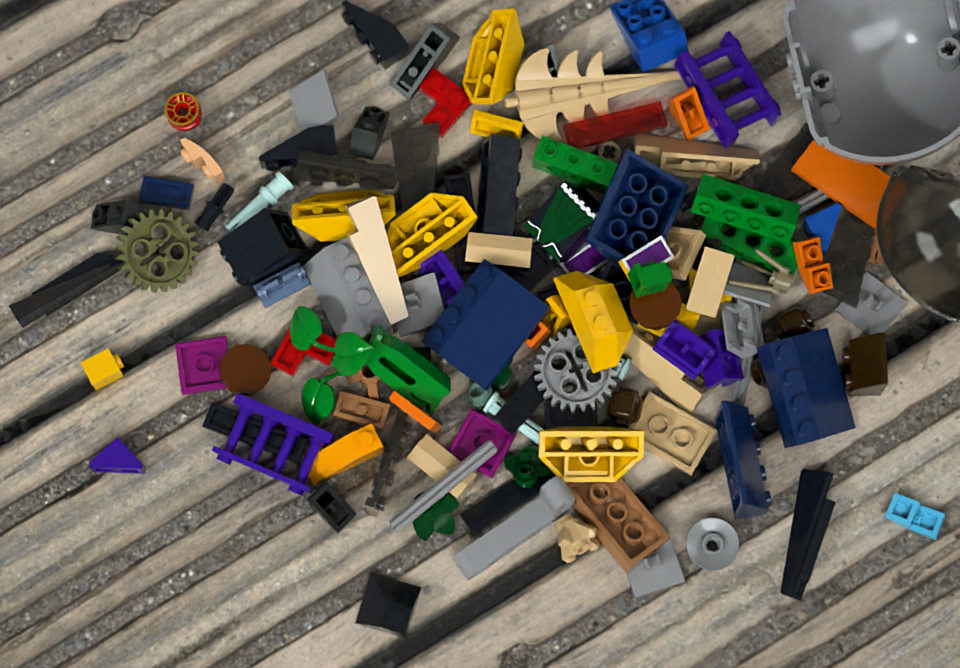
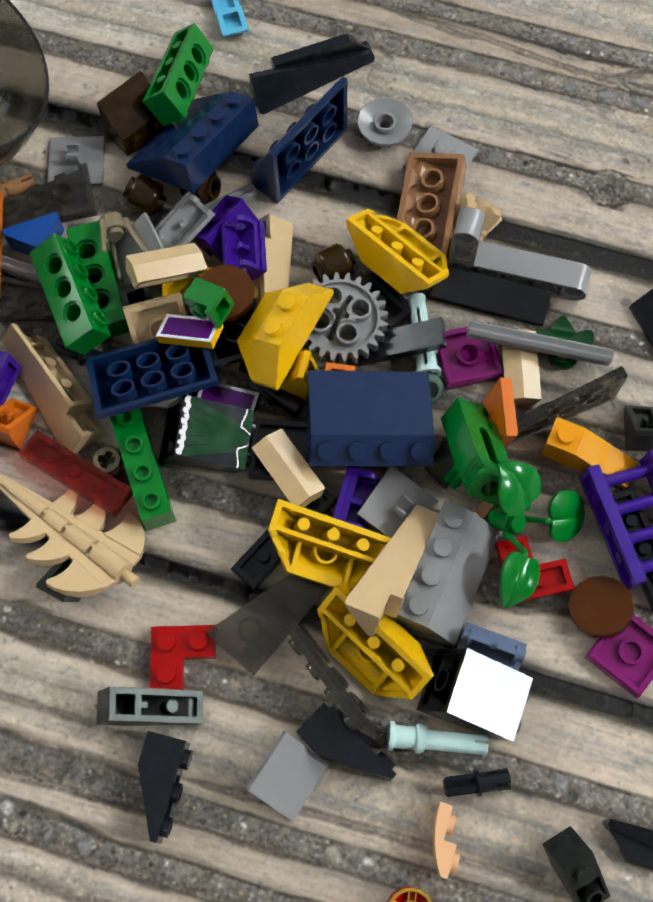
camera: 130 degrees left, 5 degrees down
(143, 232) = (577, 821): olive gear -> none
(166, 193) = (505, 850): dark blue tile -> none
(361, 410) = (535, 456): medium nougat plate -> none
(368, 132) = (271, 695): pearl dark grey slope -> none
(486, 124) = (165, 578): yellow tile -> none
(494, 58) = (97, 638): yellow wedge -> none
(498, 185) = (223, 526): black brick -> none
(526, 466) = (450, 304): dark green plate -> none
(673, 433) = (319, 218): tan tile -> none
(810, 261) = (80, 211): orange slope -> none
(872, 419) = (178, 75): none -> green brick

